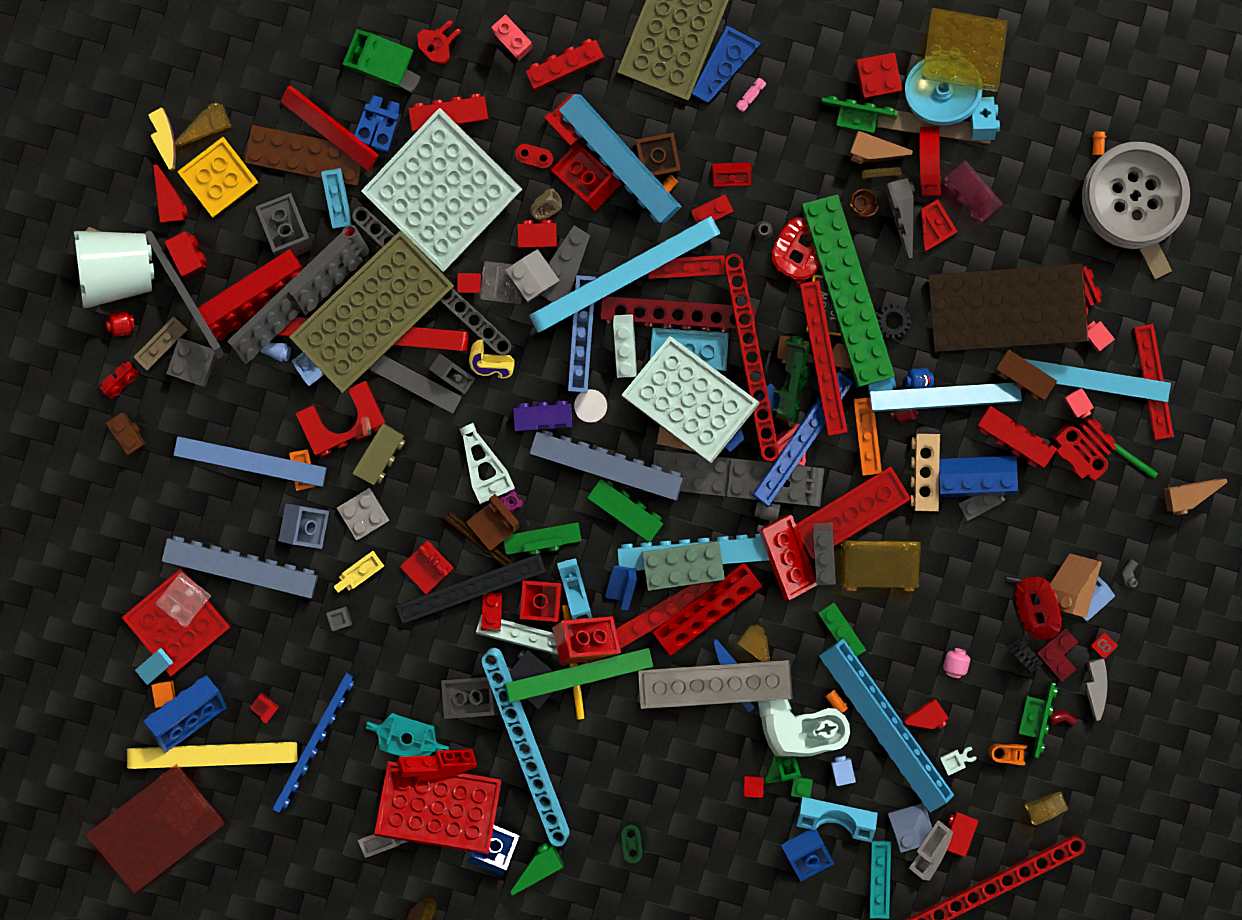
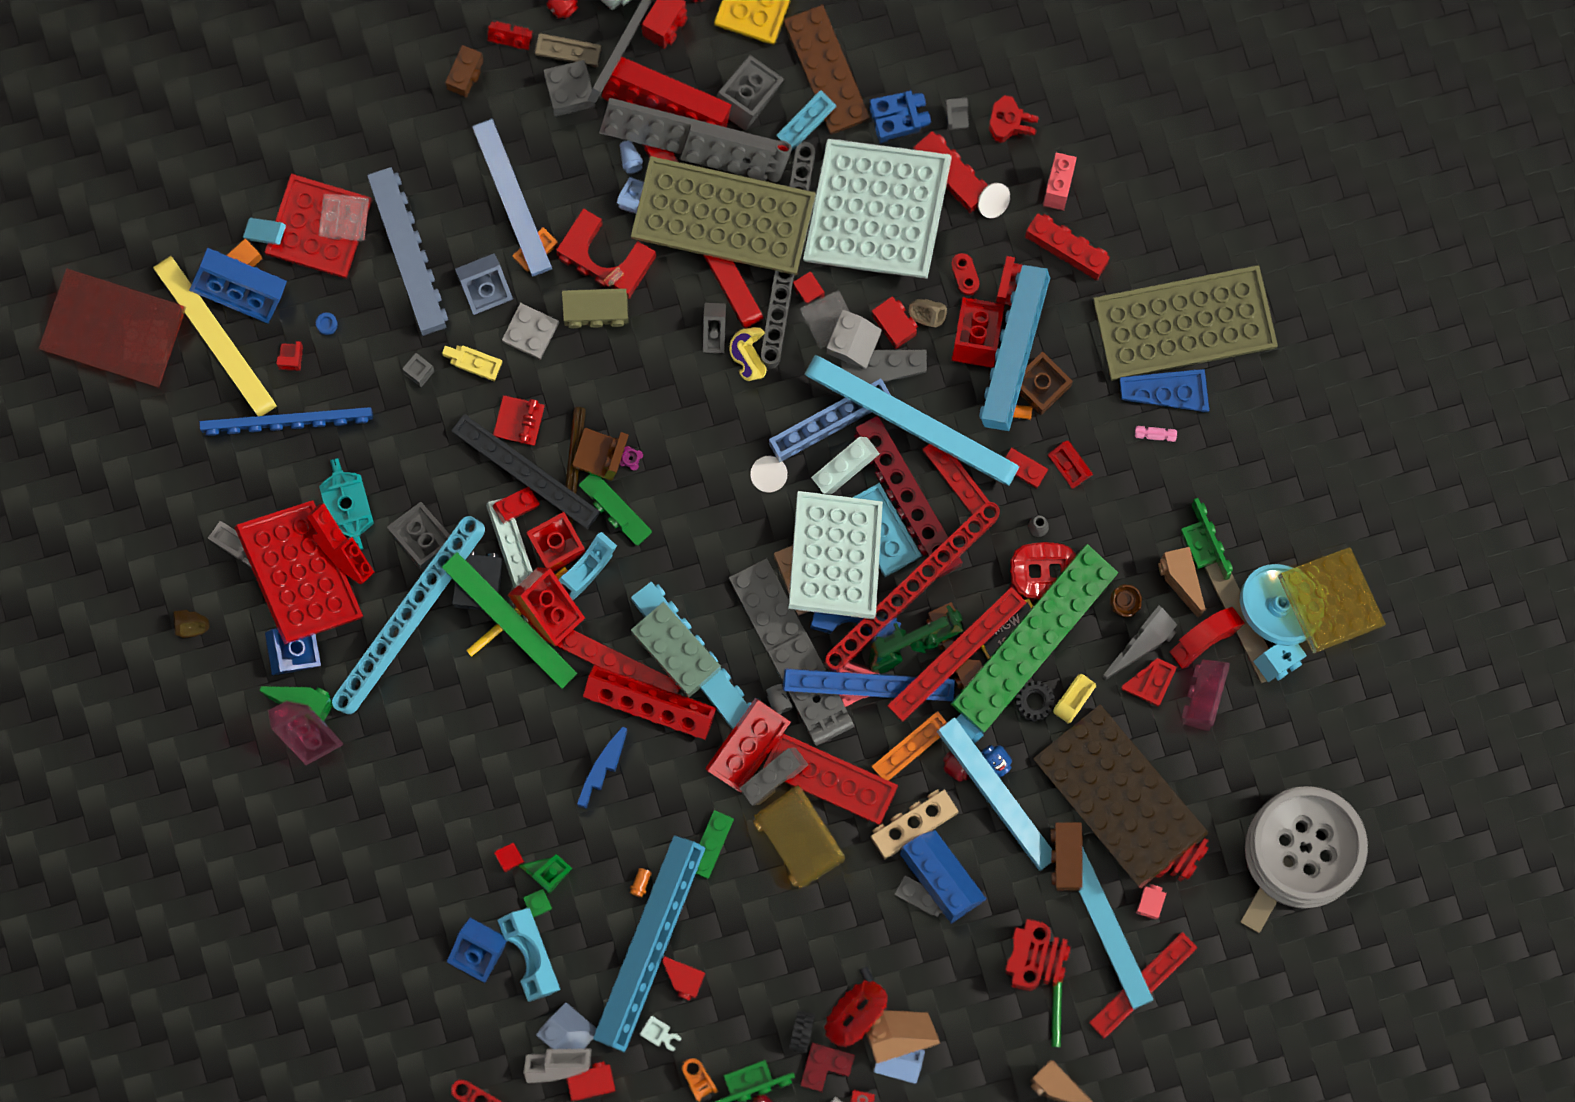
camera: 55 degrees right, 10 degrees down
(256, 664) = (326, 323): none -> blue tile
(329, 128) = (866, 73): red tile -> none
(377, 57) = (959, 73): green slope -> none
(416, 383) = (683, 301): dark grey tile -> none
(492, 96) = (993, 200): none -> white piece
(496, 485) = (639, 435): light aqua plate -> none
(542, 416) = (730, 435): dark purple wedge -> none
(563, 883) = (303, 731): none -> clear pink slope
(606, 465) = (723, 523): sand blue brick -> none
(621, 585) = (619, 607): blue panel -> none
(625, 510) = (692, 567): green brick -> none
(630, 843) = (379, 775): dark green plate -> none
(715, 684) = (583, 753): plate -> none
(755, 642) = (646, 770): clear yellow slope -> none
(803, 733) = (589, 867): light aqua piece -> none
(843, 771) = (579, 931): light blue brick -> none
(878, 76) = (1253, 538): red brick -> none
(880, 173) = (1165, 599): clear yellow tile -> none
(880, 879) = (497, 1035): teal plate -> none
(911, 291) = (1074, 698): none -> light yellow animal
(956, 663) = (752, 972): bright pink head -> none
(1015, 437) = (1003, 886): red wedge -> none
(1079, 403) = (1075, 926): coral brick -> none
(1098, 143) = (1333, 782): orange pin -> none
(1128, 575) = (944, 1082): dark grey arm -> none

